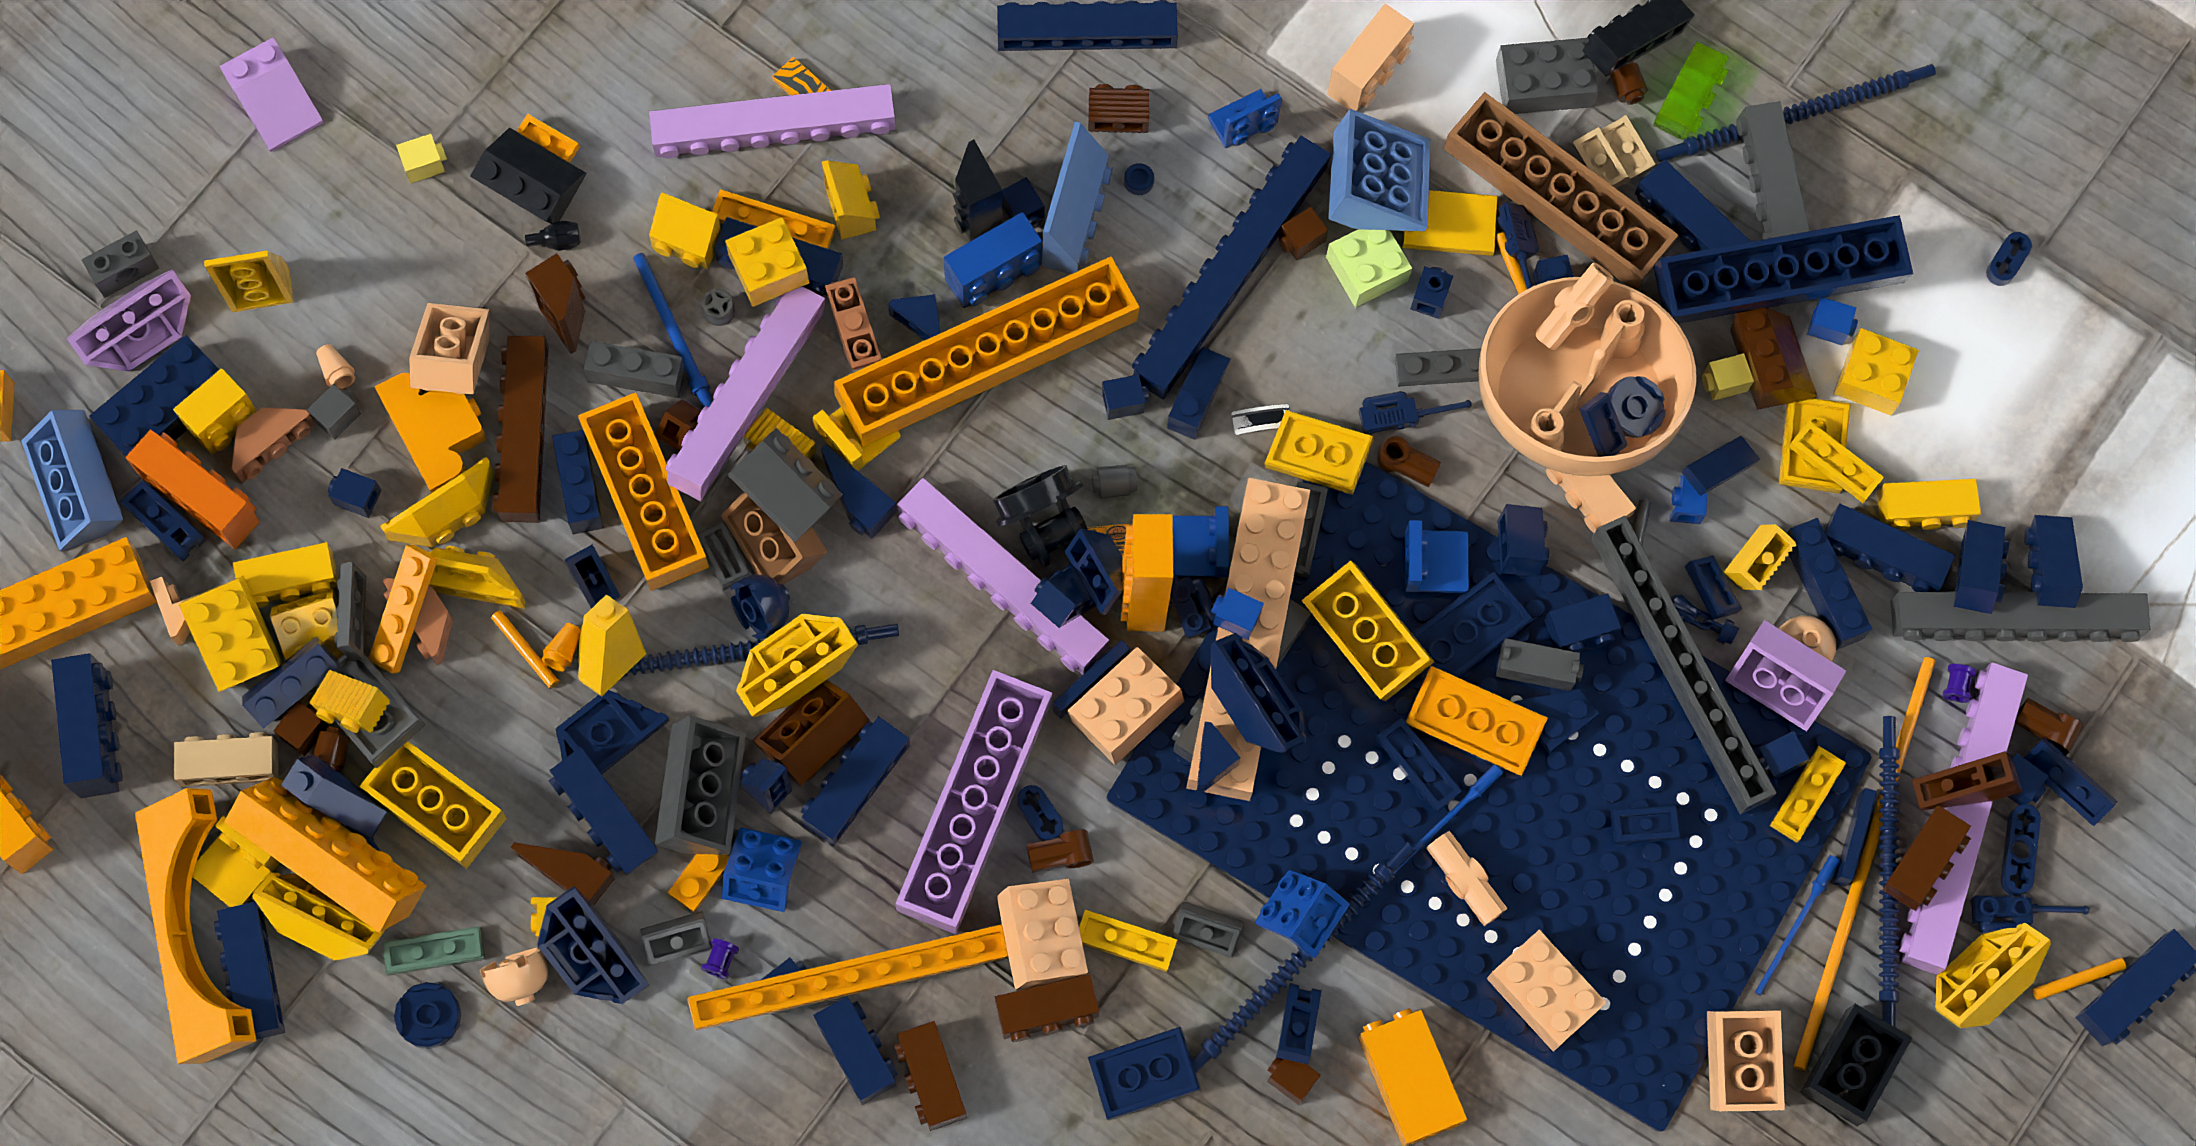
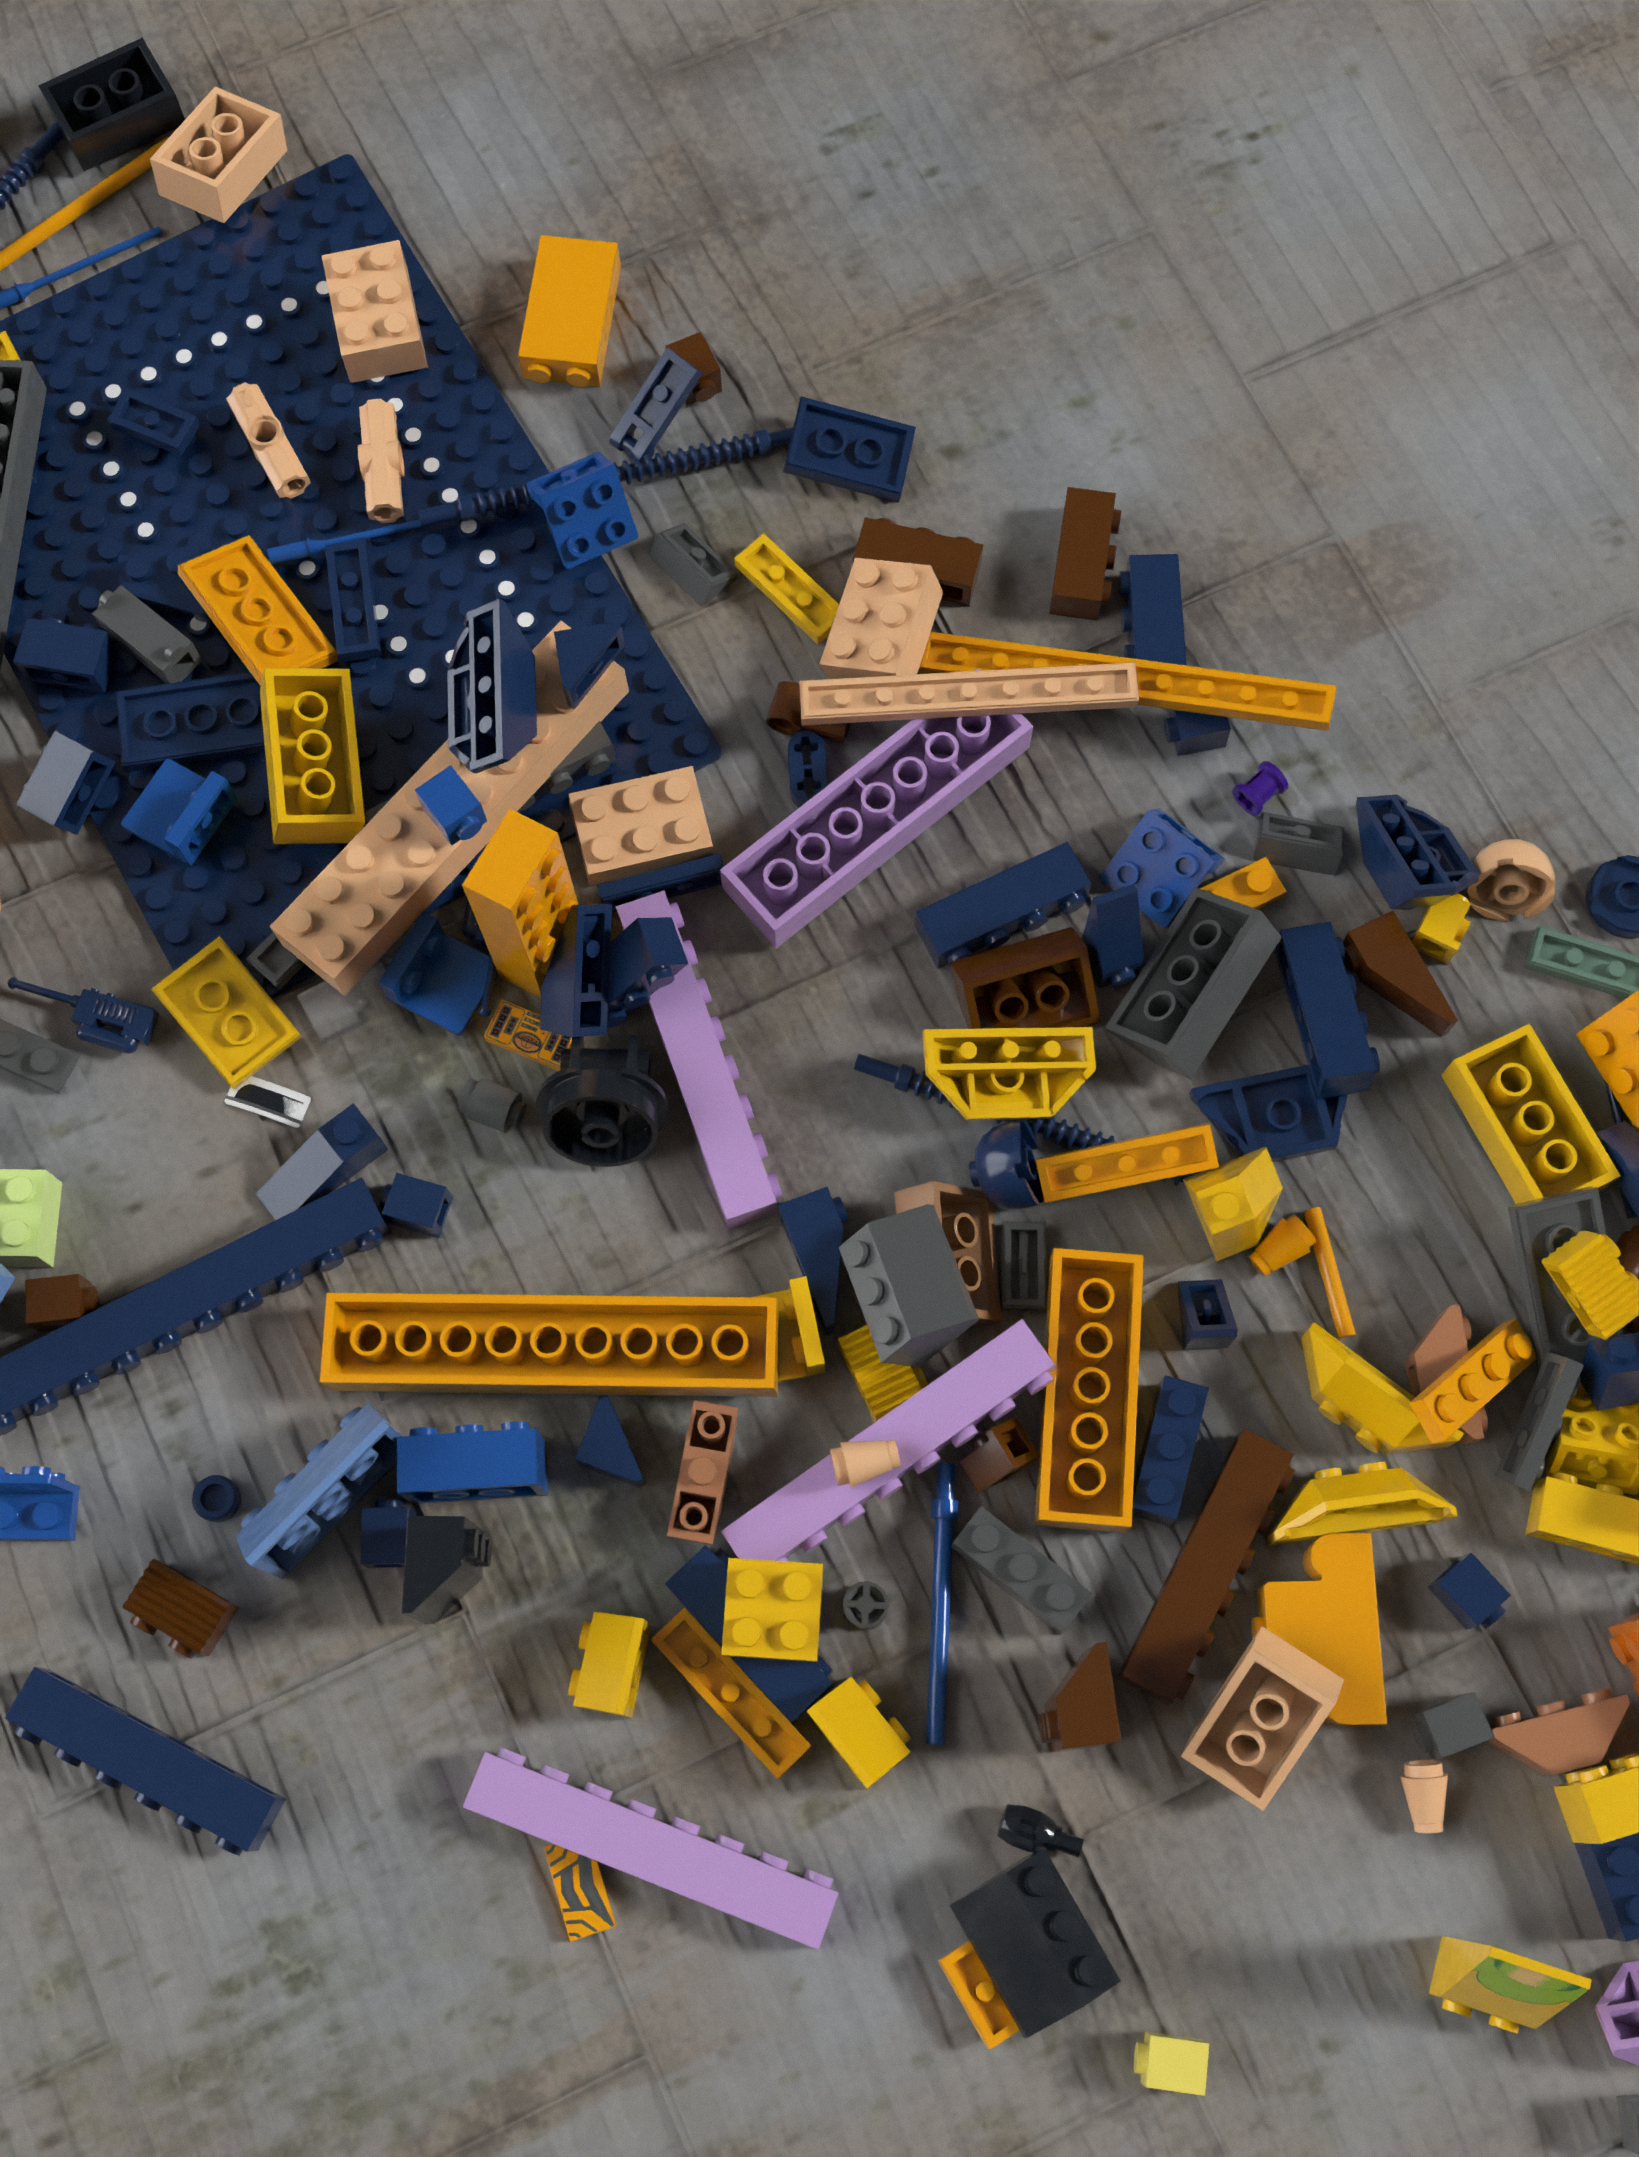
camera: 145 degrees left, 0 degrees up
(686, 642) = (1127, 1162): none -> light orange plate
(756, 363) = (863, 1460): none -> light nougat cone
(950, 901) = (968, 693): none -> light nougat tile
(1411, 461) = (130, 948): reddish brown piece -> none
(1574, 861) = (275, 455): none -> light nougat piece

